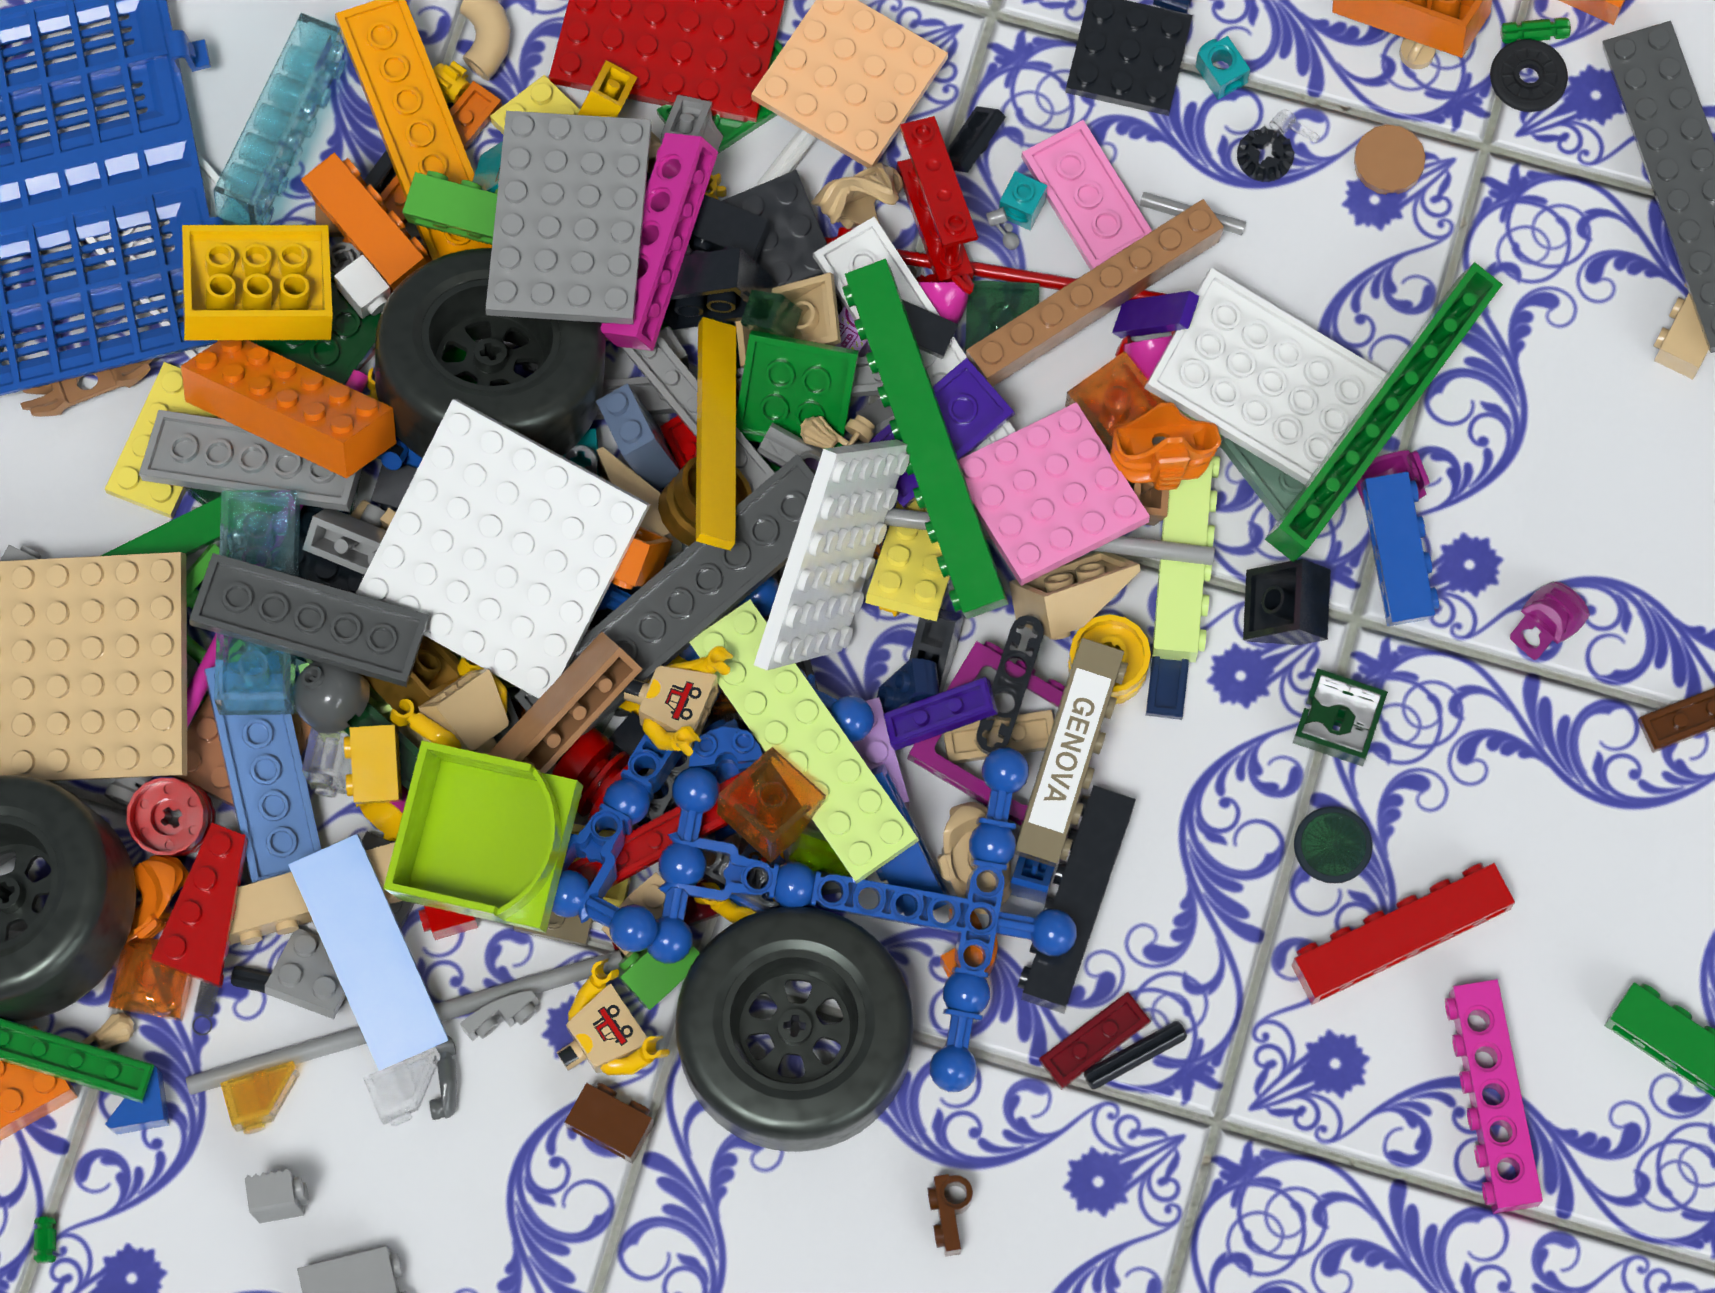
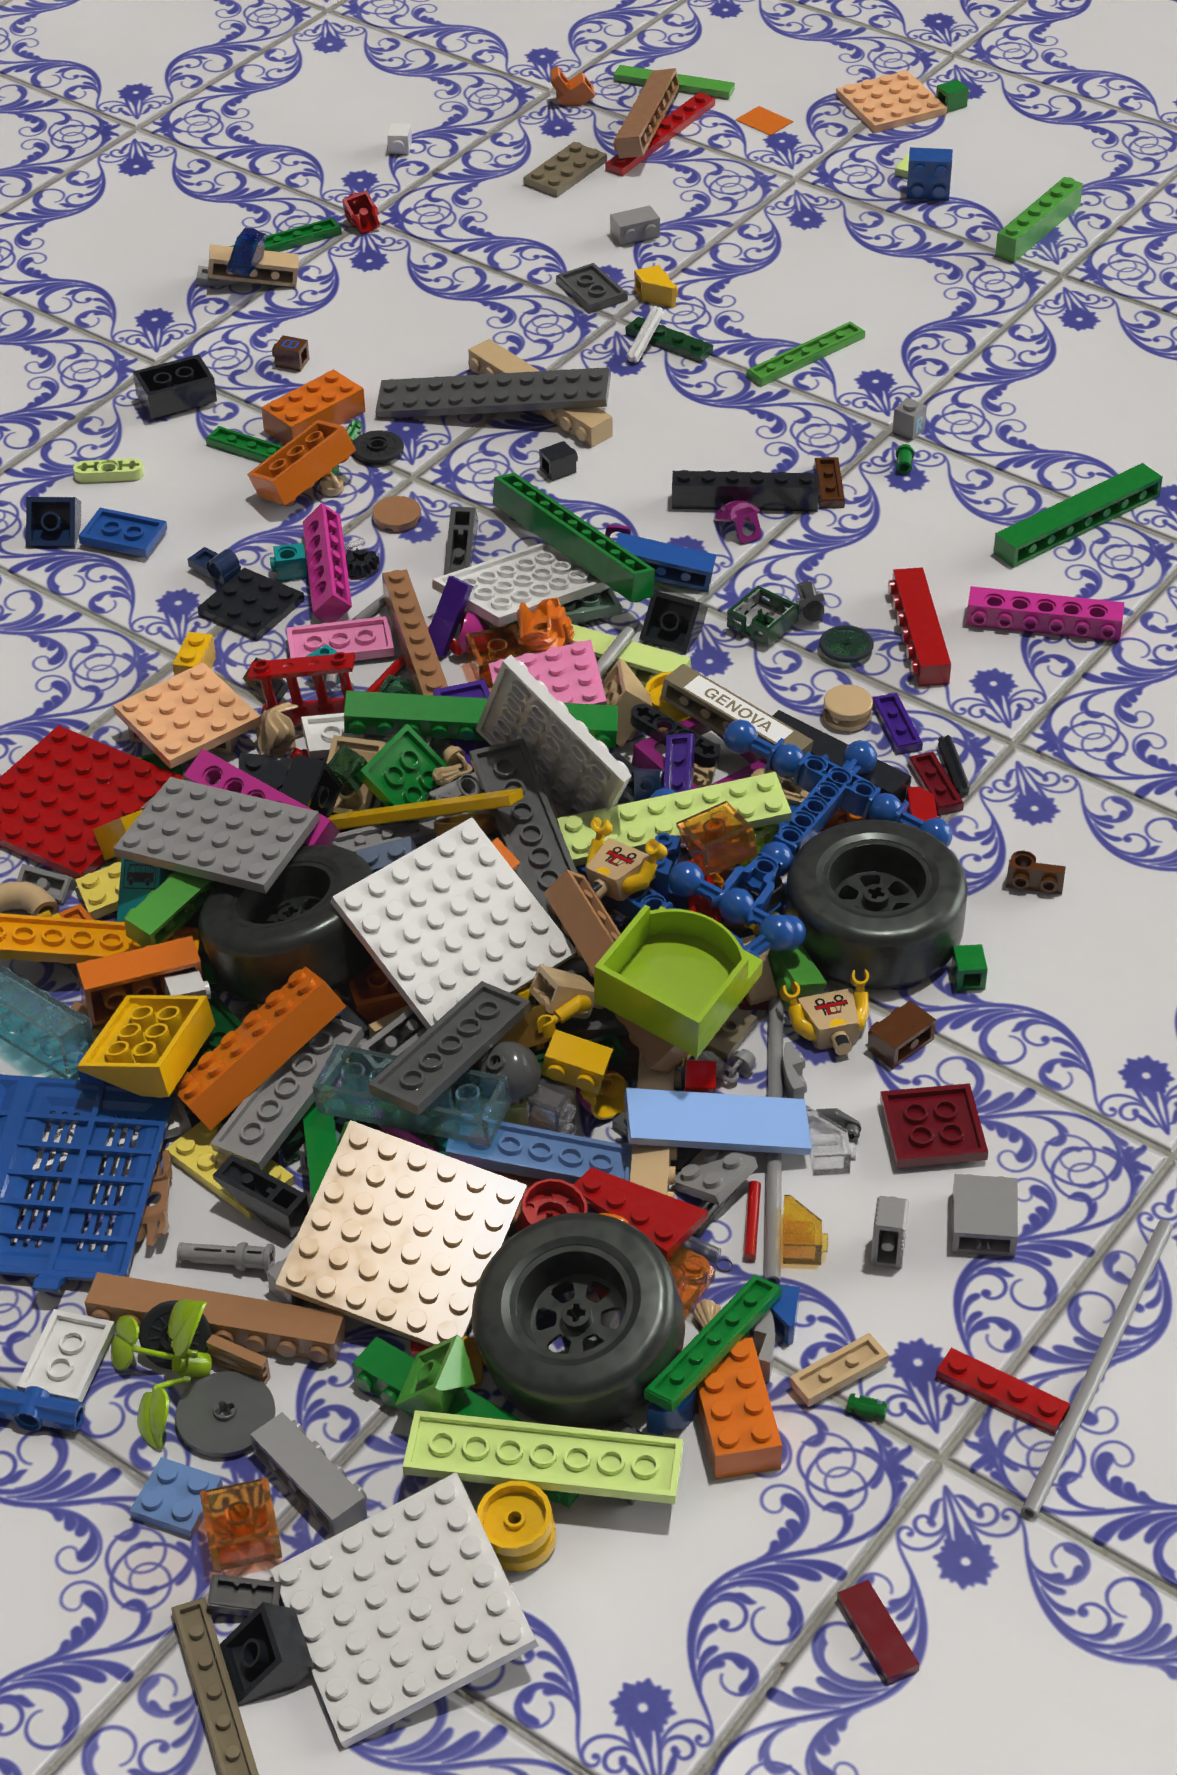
camera: 70 degrees left, 30 degrees down
(39, 507) = (240, 1256): none -> light grey pin
(82, 1195) = (838, 1369): none -> tan plate
(97, 1105) = (765, 1343): none -> light grey slope
(113, 494) = (264, 1195): none -> black slope
(270, 1036) = (752, 1219): none -> red bar
(476, 1201) = (933, 1125): none -> dark red plate
(507, 950) = (741, 1060): none -> light grey piece
(532, 43) = (56, 884): none -> light grey slope
(754, 1173) = (969, 967): none -> green brick
(976, 36) = (195, 650): none -> yellow brick
(1027, 1037) = (921, 803): none -> red piece
(1194, 885) = (847, 708): none -> tan head
(1196, 958) = (897, 723): none -> dark purple tile
(1227, 116) = (326, 564): none -> dark pink brick
(1346, 269) = (461, 538): none -> dark grey slope
(1395, 767) = (810, 601): none -> dark grey hips
(1585, 329) = (558, 460): none -> black brick
(1612, 606) = (762, 489): none -> black brick

